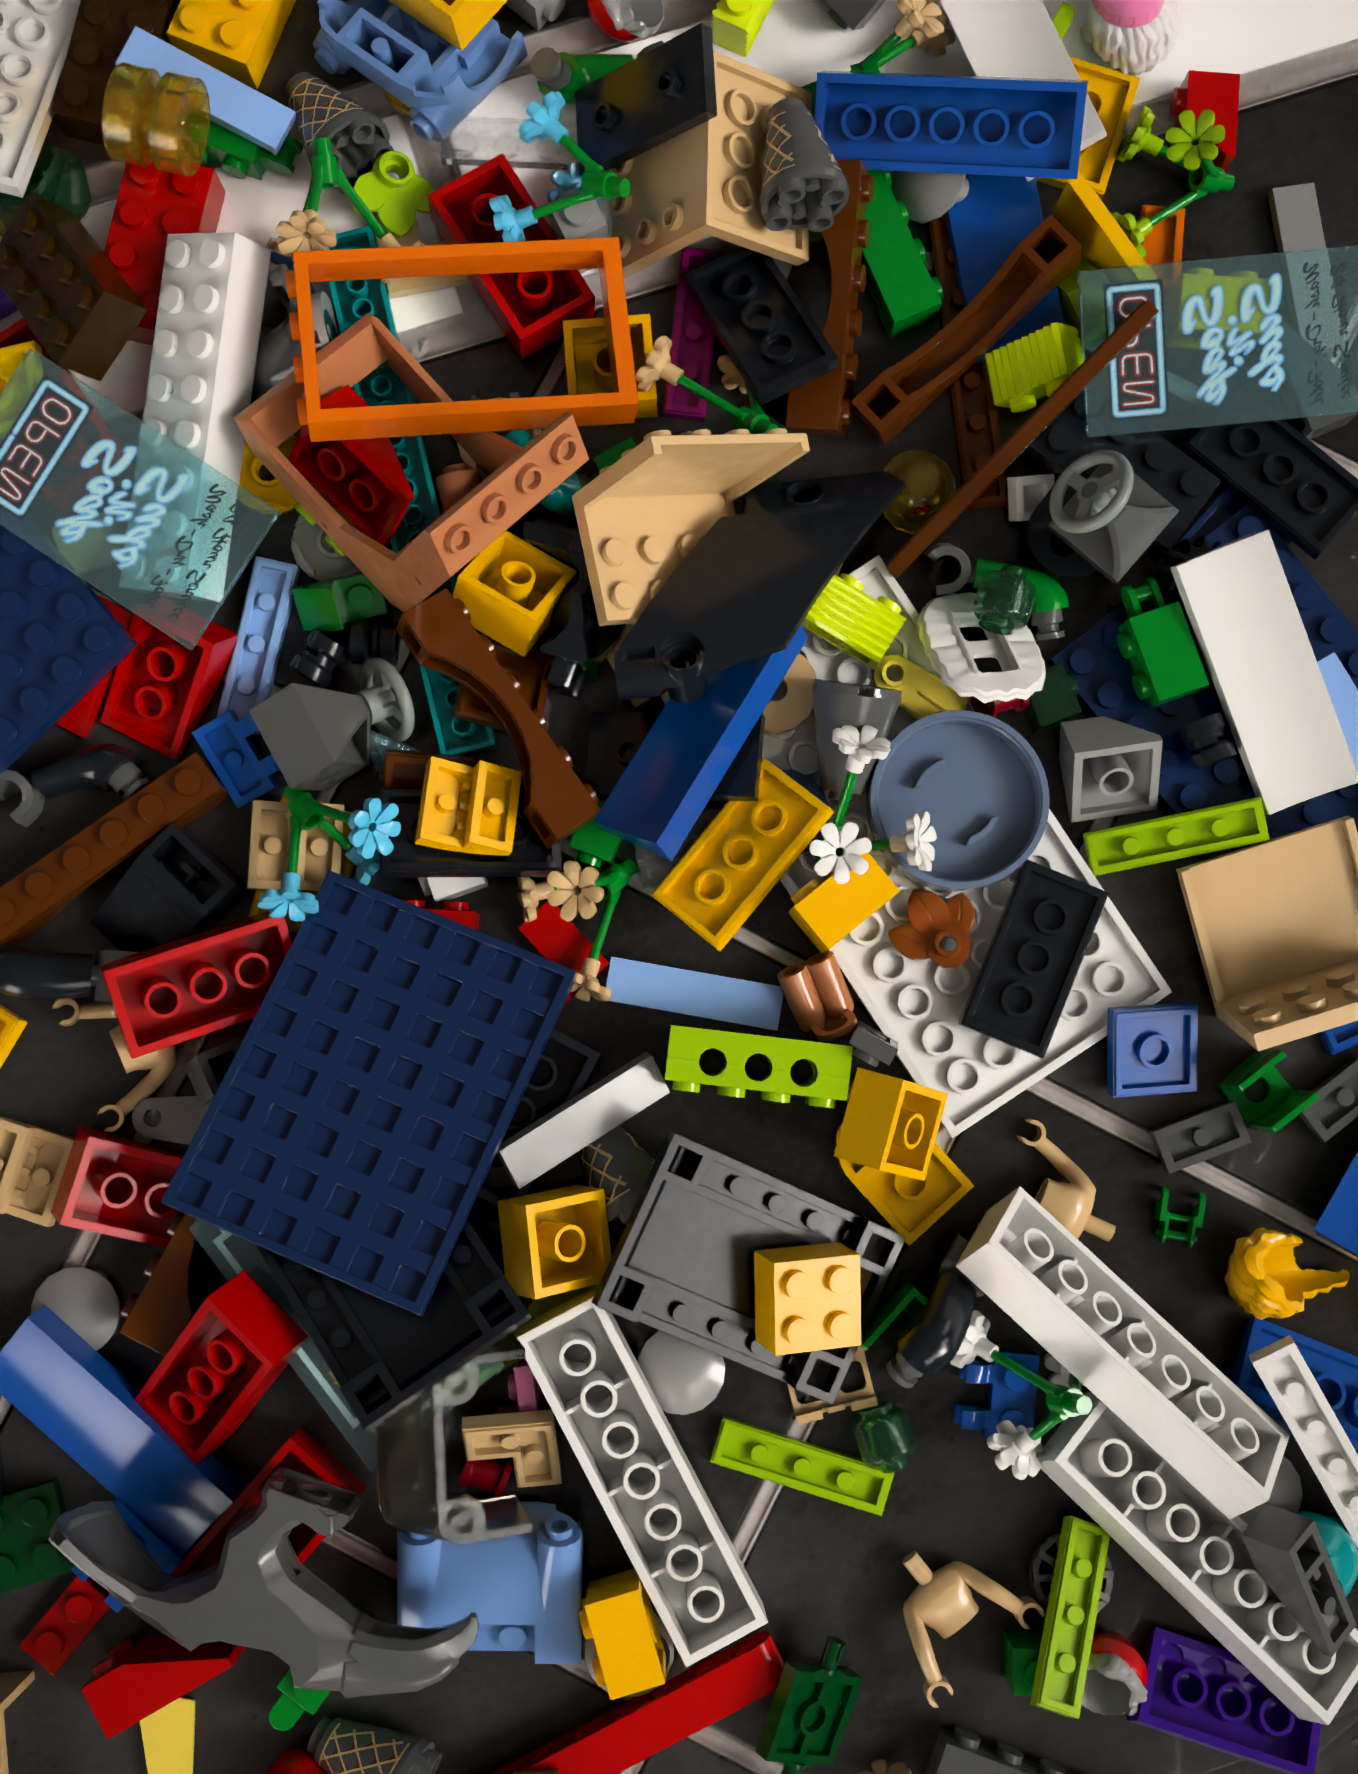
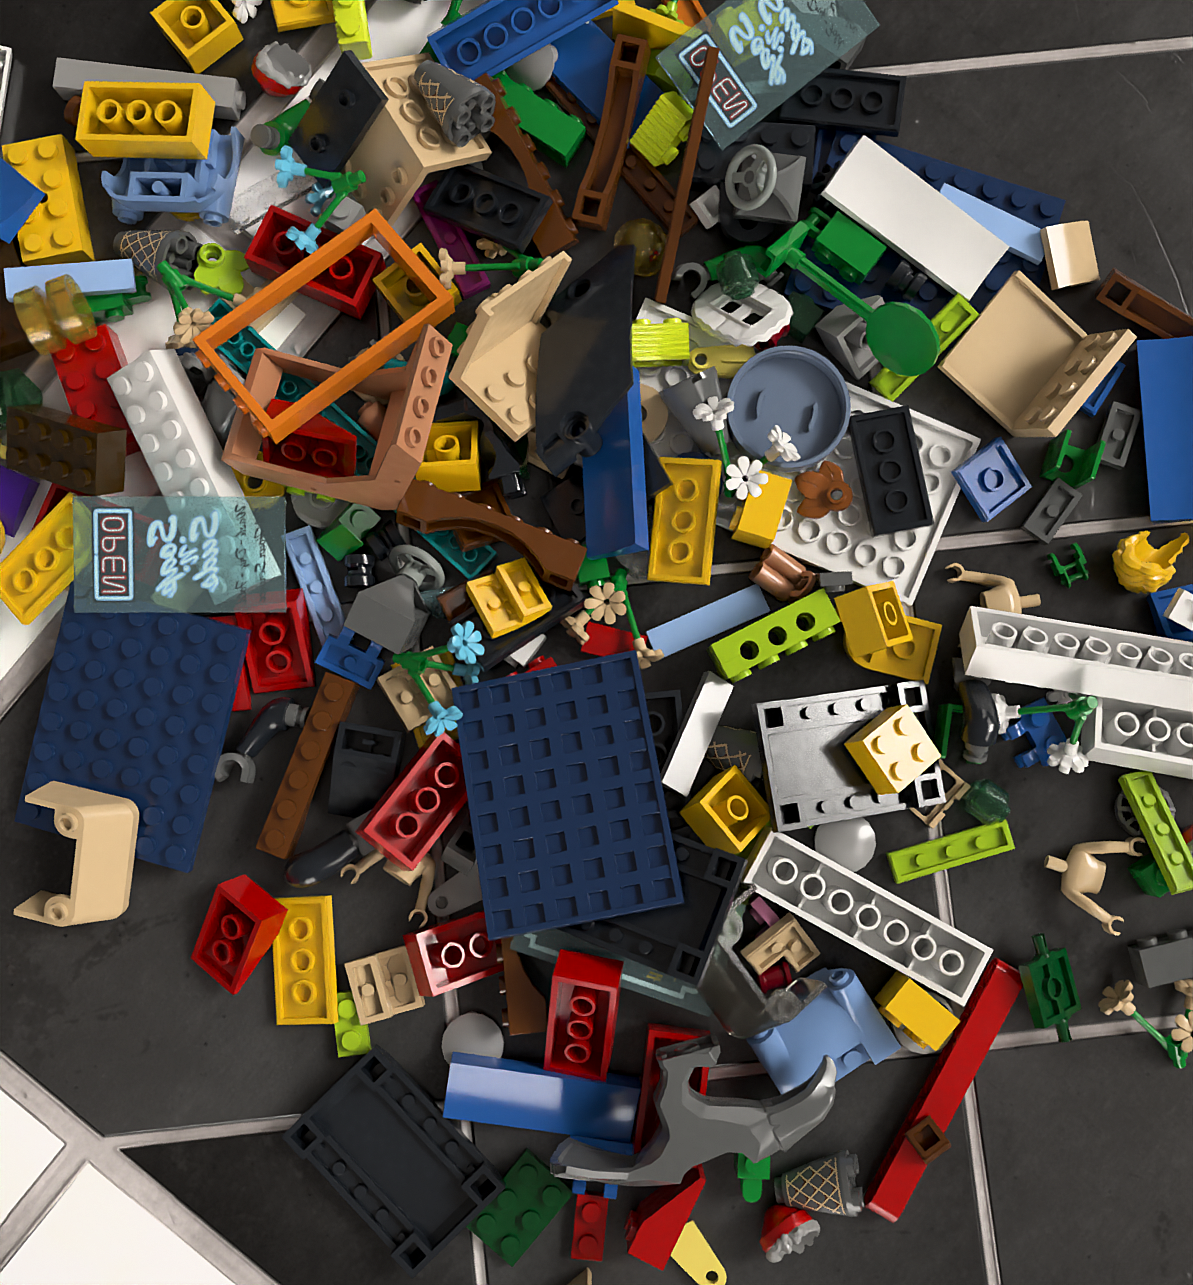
camera: 30 degrees left, 0 degrees up
(1149, 793) = (895, 331): none -> green piece

